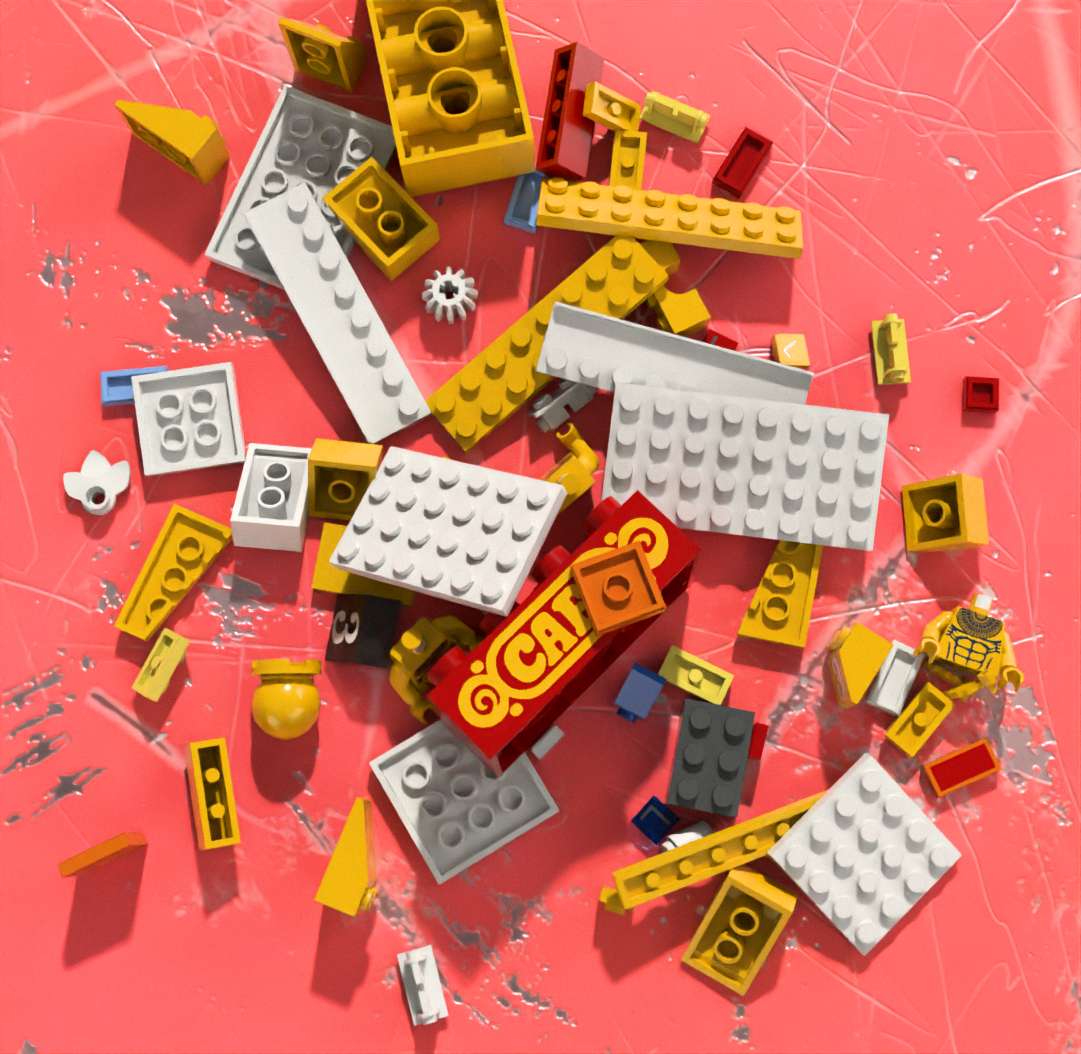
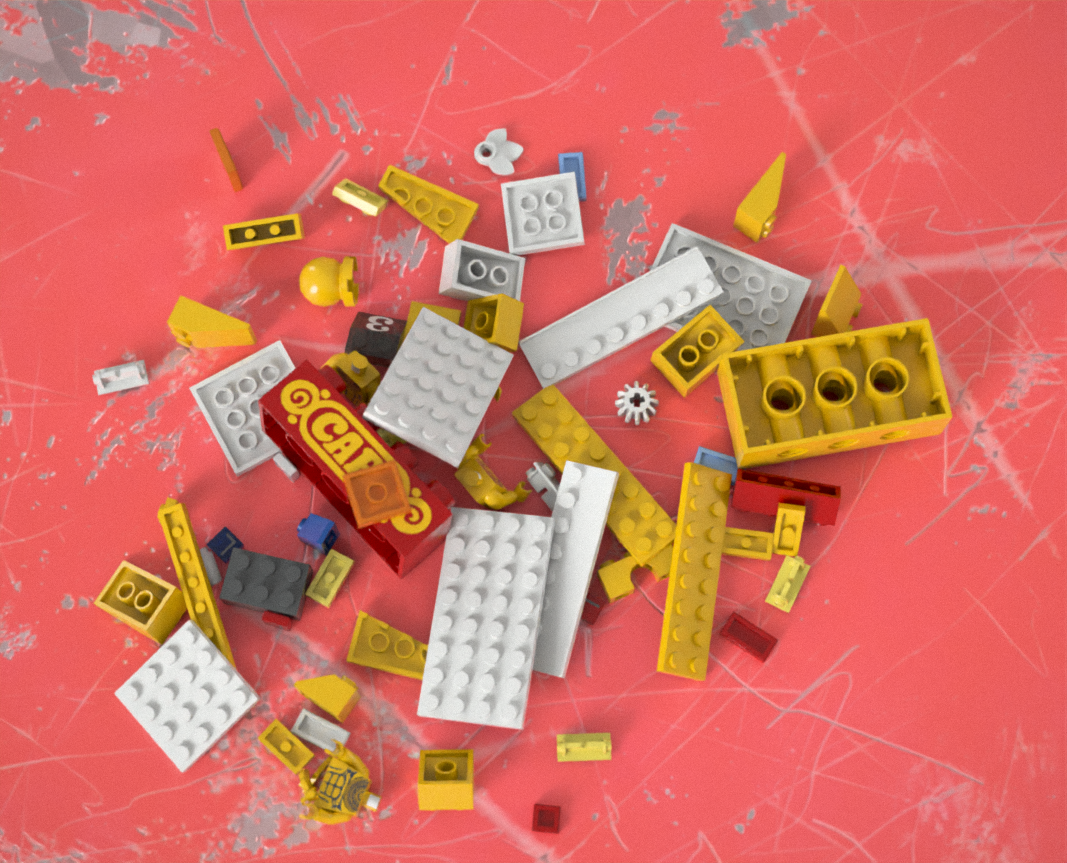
camera: 90 degrees right, 5 degrees down
(790, 350) = (585, 666): yellow slope -> none
(961, 767) = (248, 778): red tile -> none

